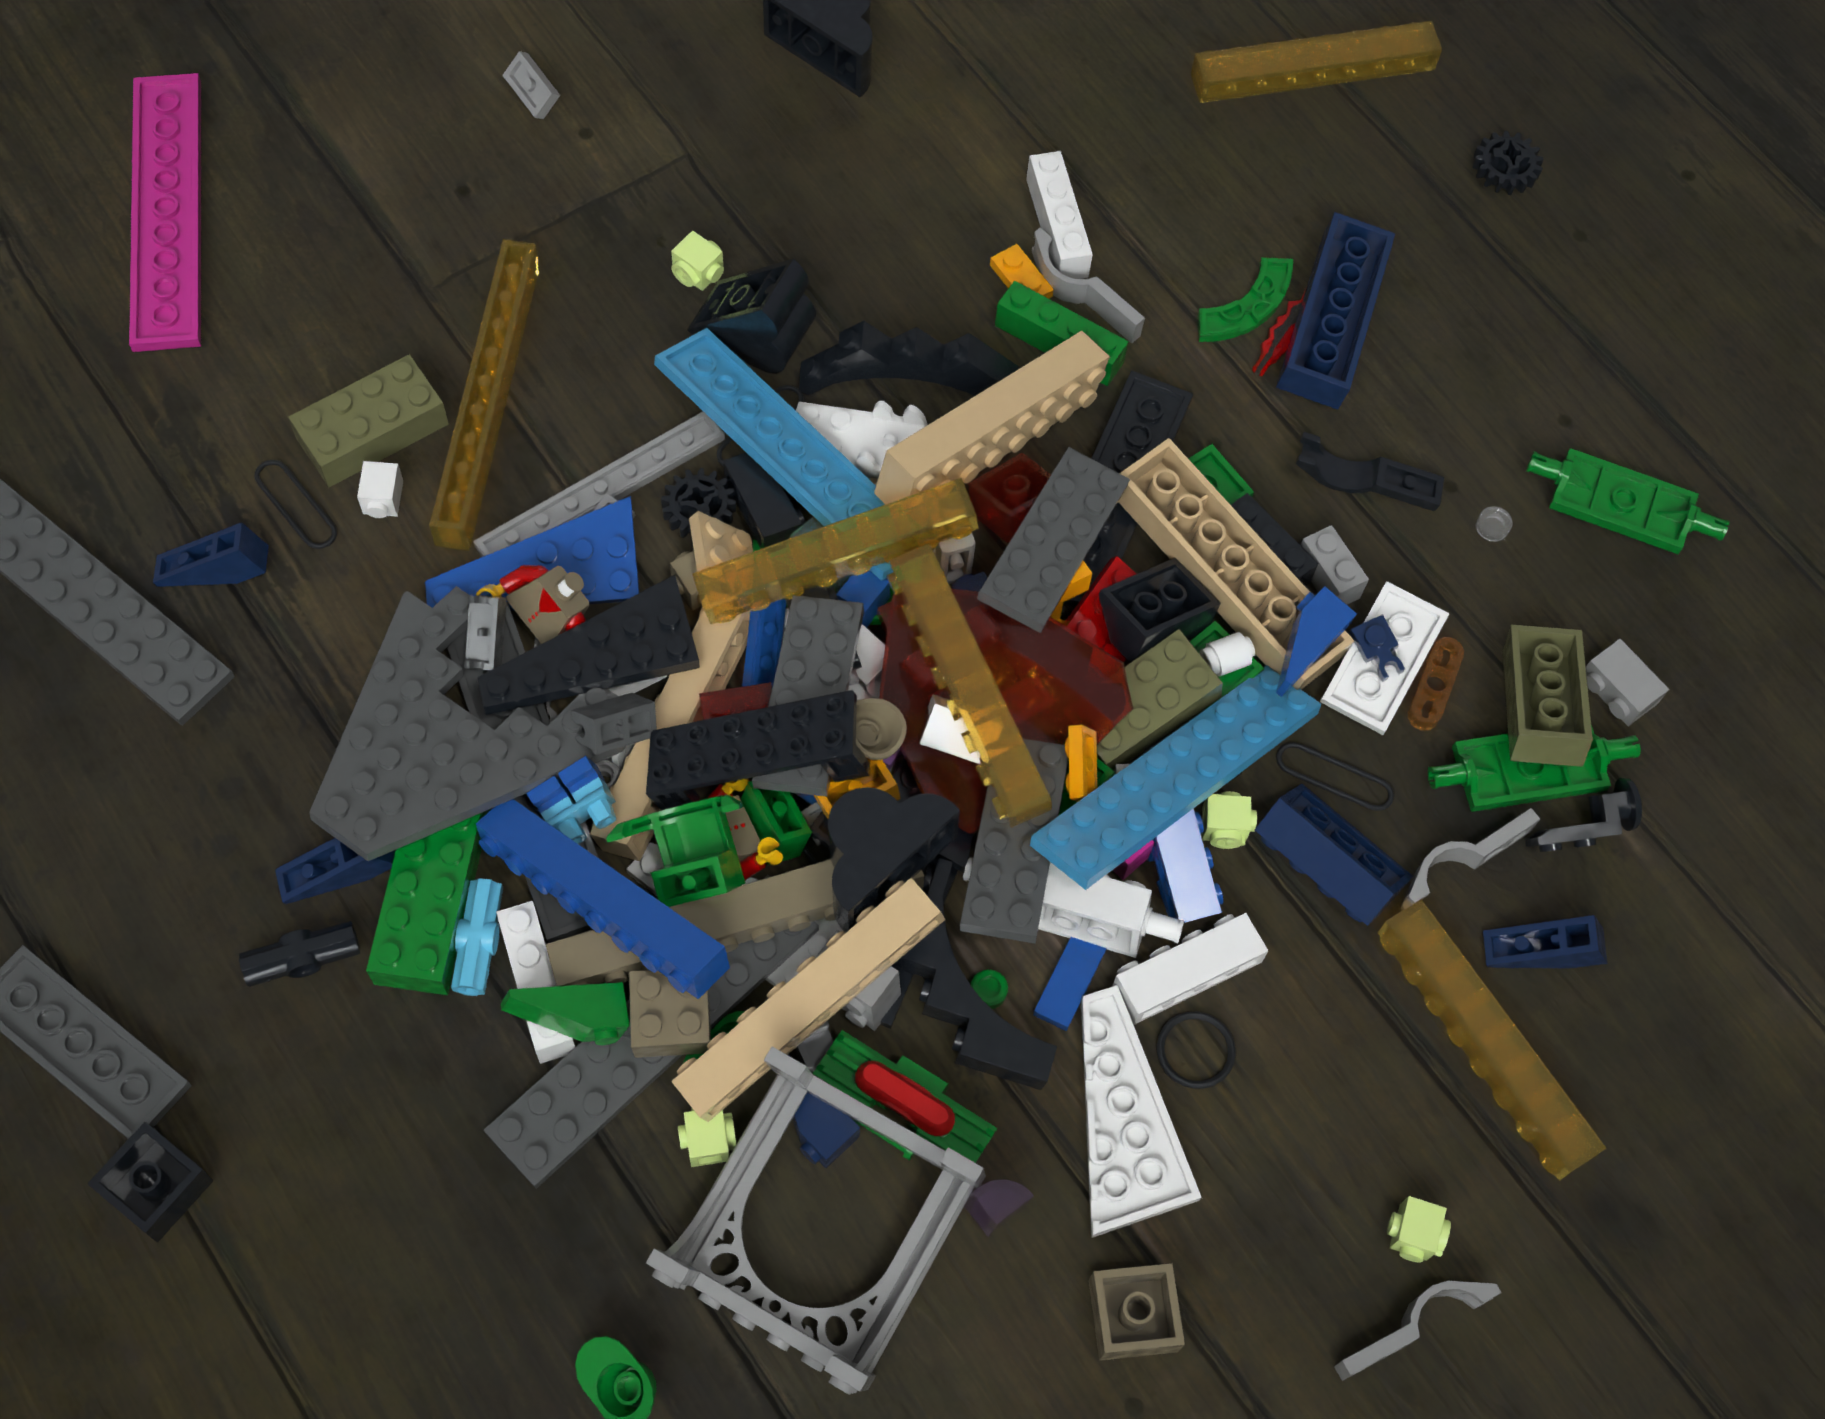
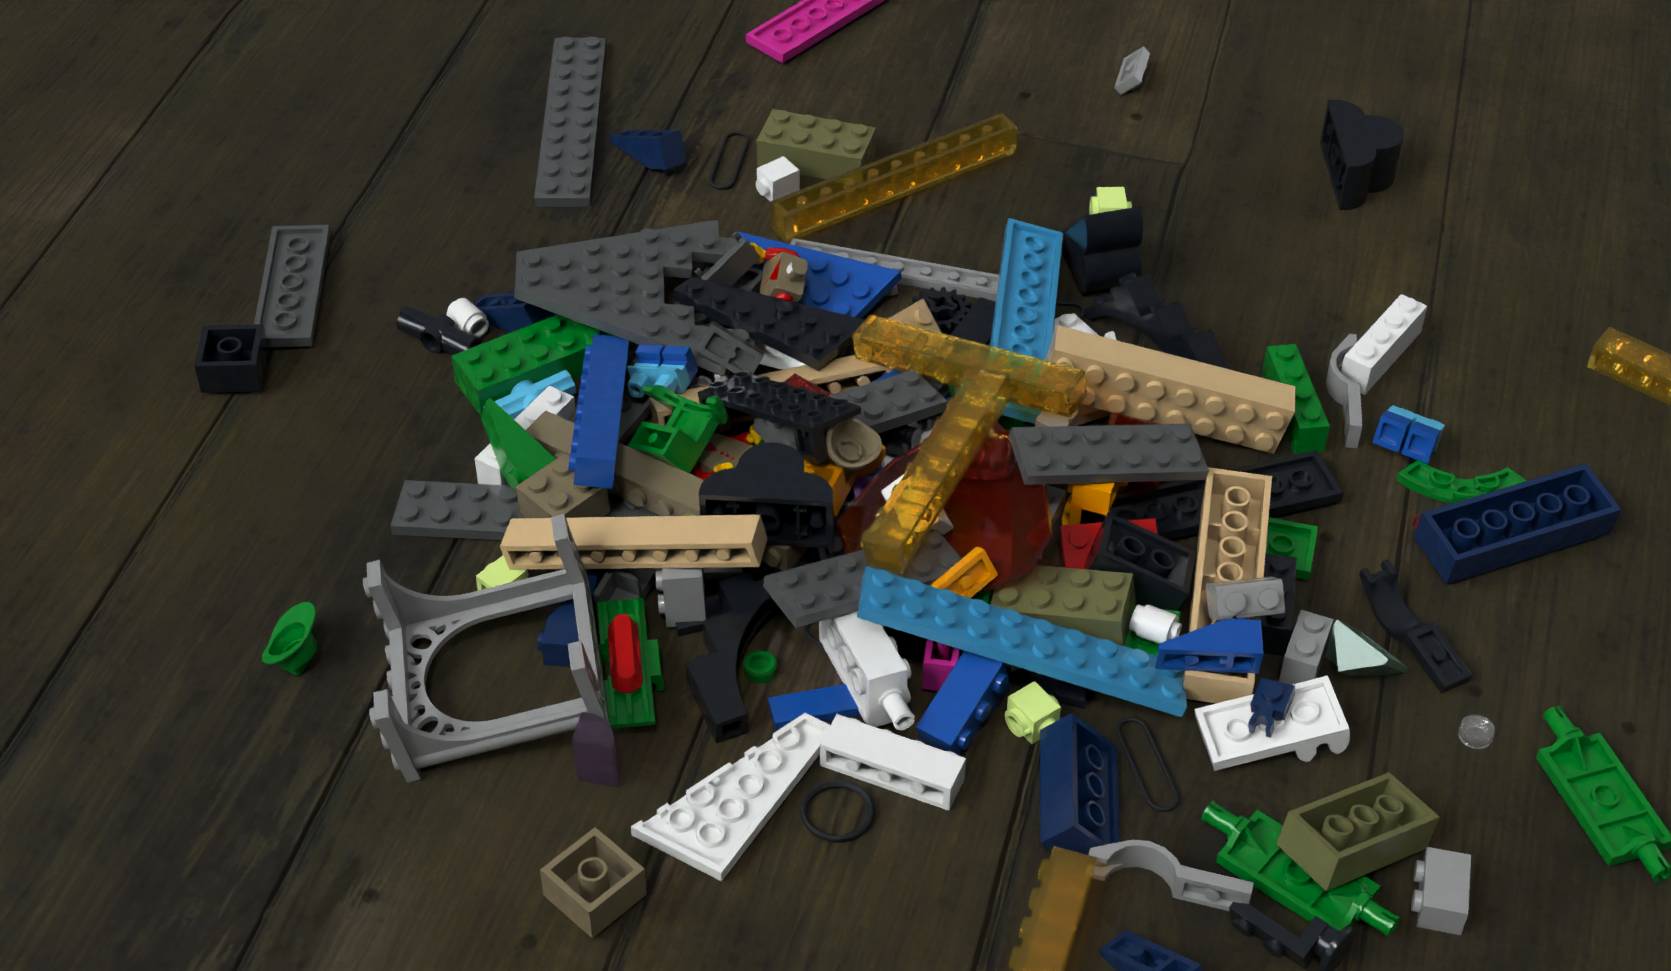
camera: 55 degrees right, 20 degrees down
(303, 911) = (468, 317): none -> white brick
(1016, 266) = (1316, 357): light orange plate -> none
(1175, 290) = (1418, 432): none -> blue hips
(1288, 575) = (1245, 598): none -> light grey brick
(1370, 532) = (1359, 654): none -> slope
(1425, 693) = (1305, 764): clear orange beam -> none

